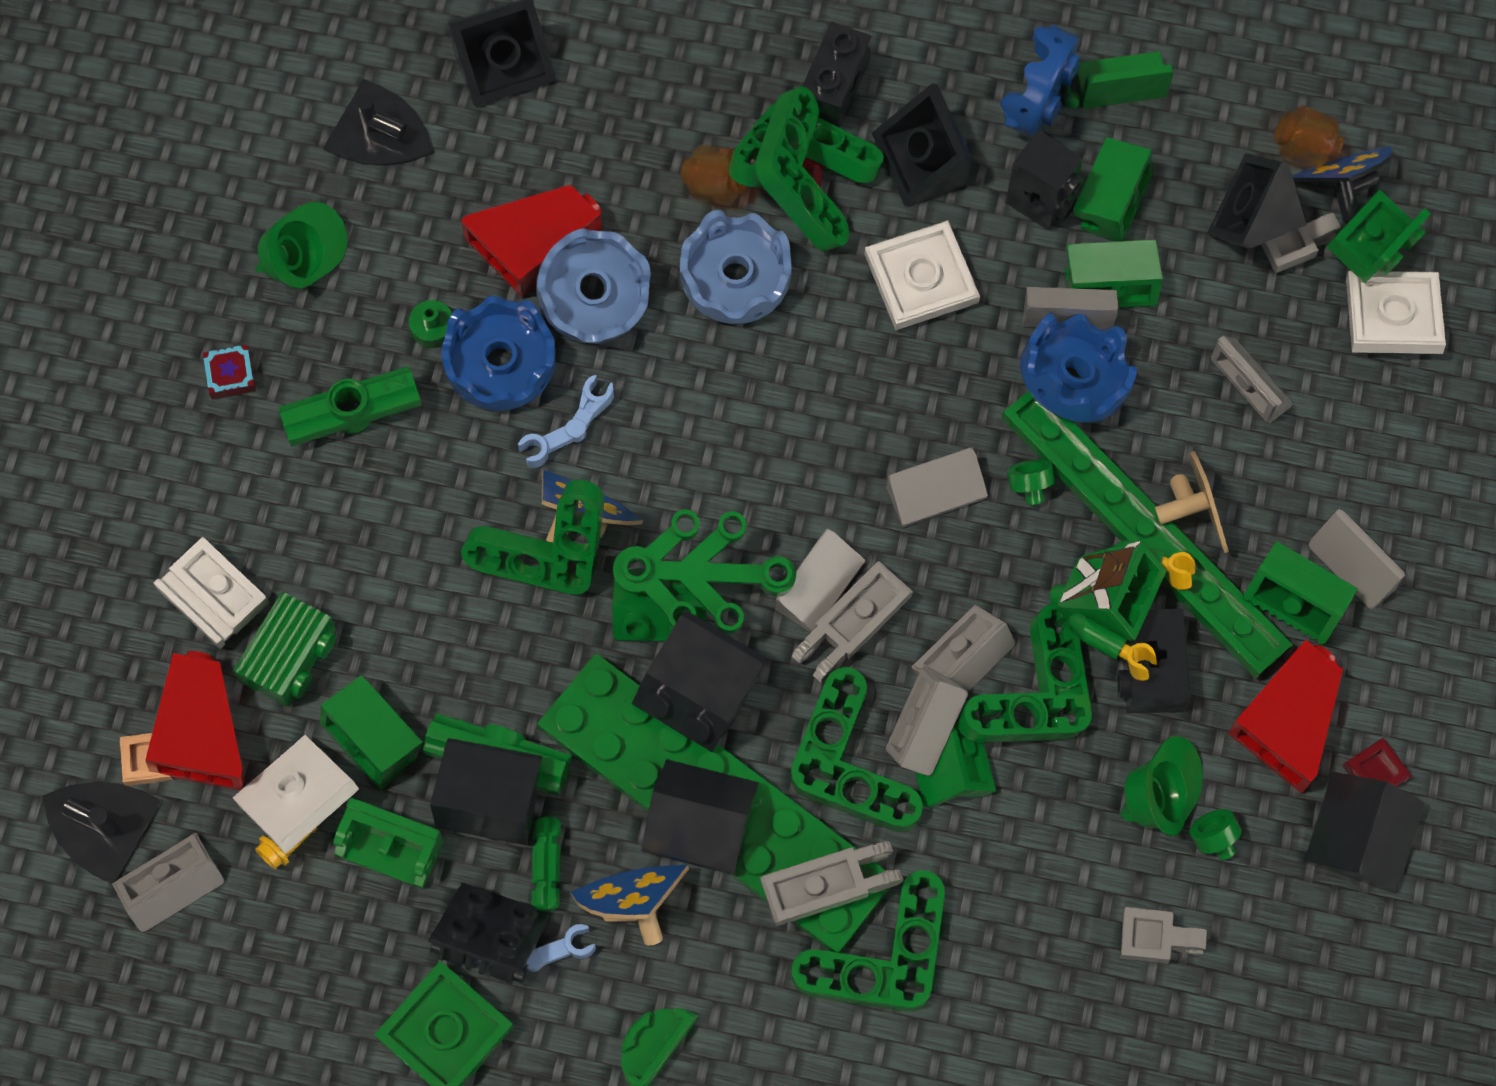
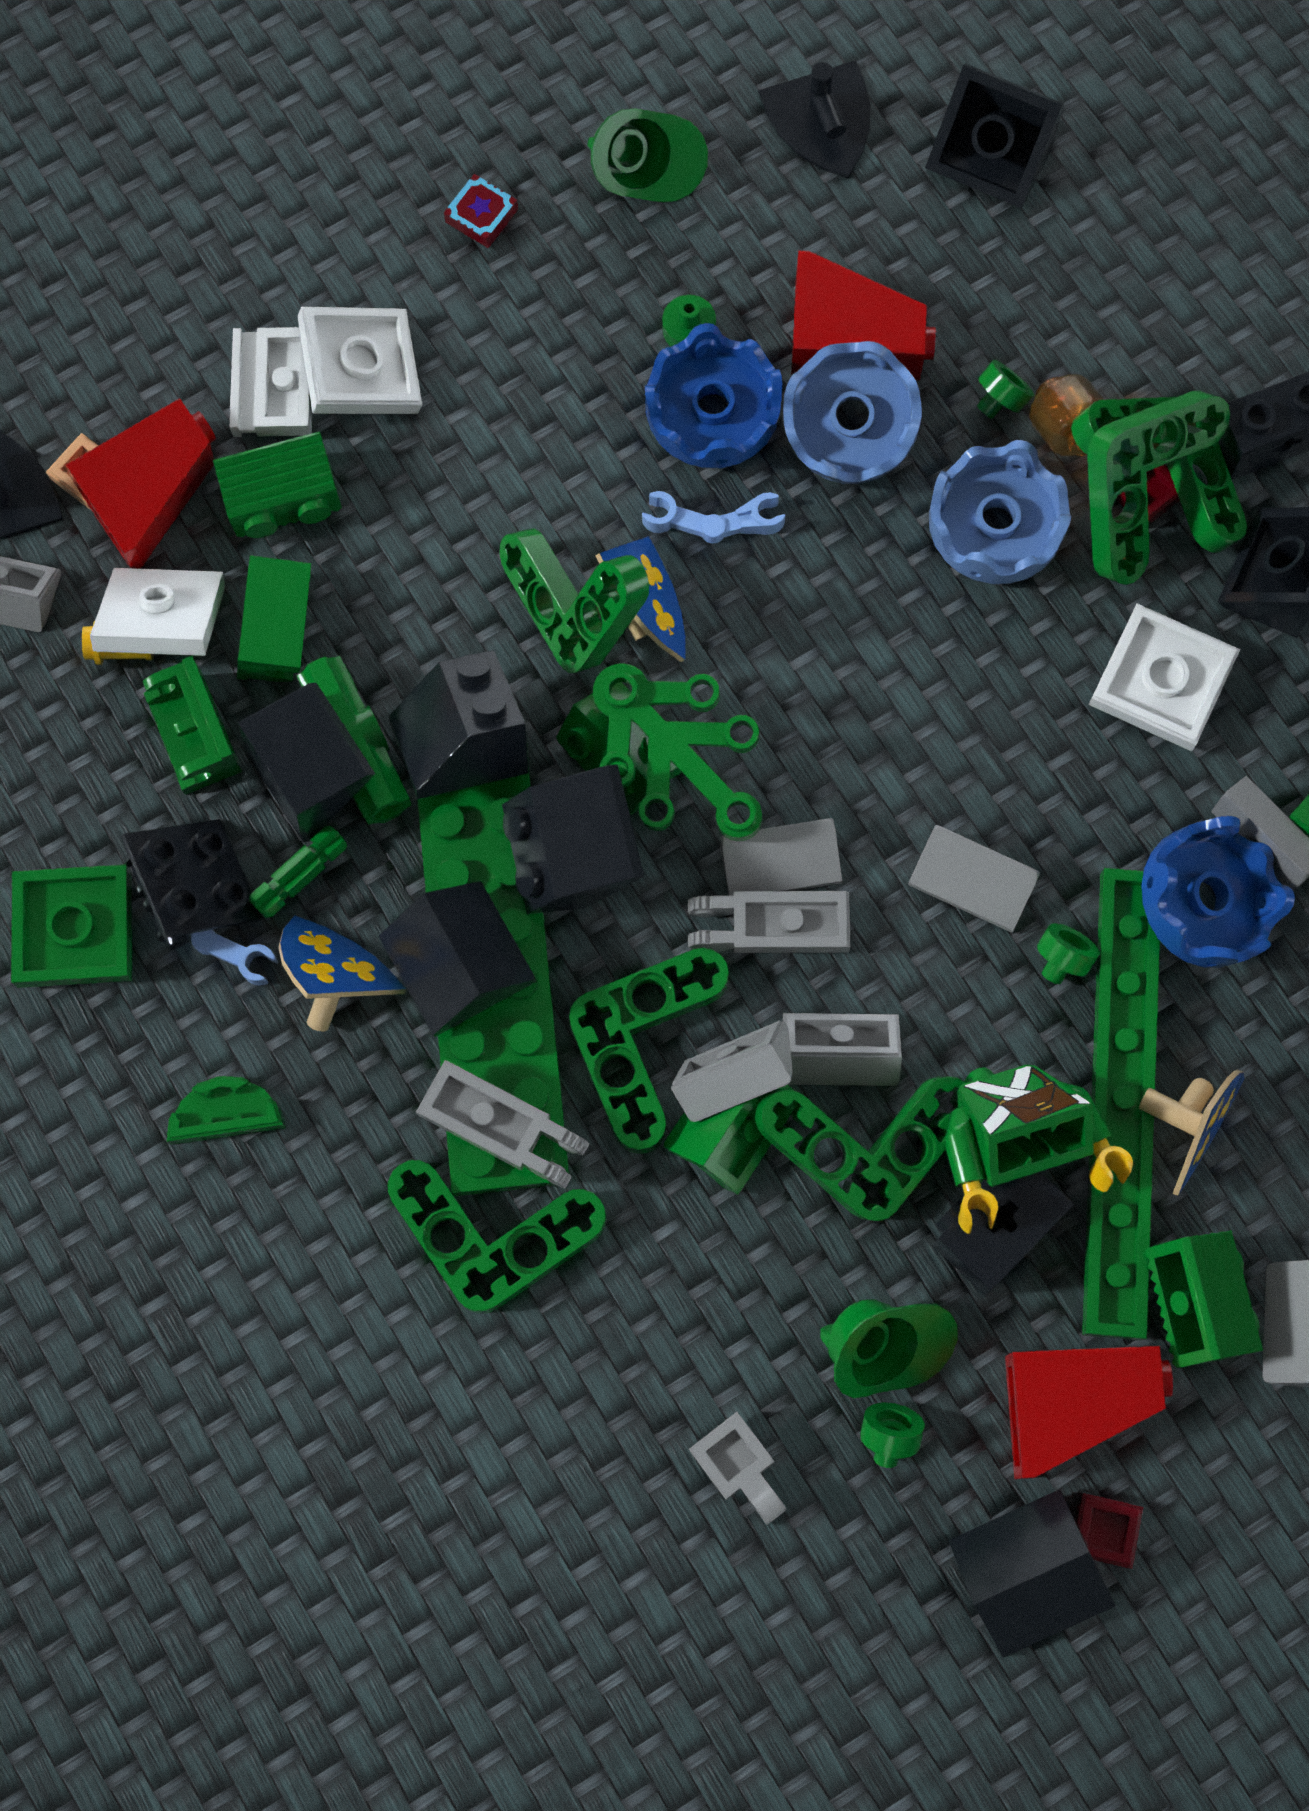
camera: 50 degrees right, 5 degrees up
(254, 529) = (359, 360): none -> white plate
(322, 415) = (516, 314): green piece -> none
(560, 681) = (461, 727): none -> black slope
(661, 193) = (1002, 389): none -> green tile

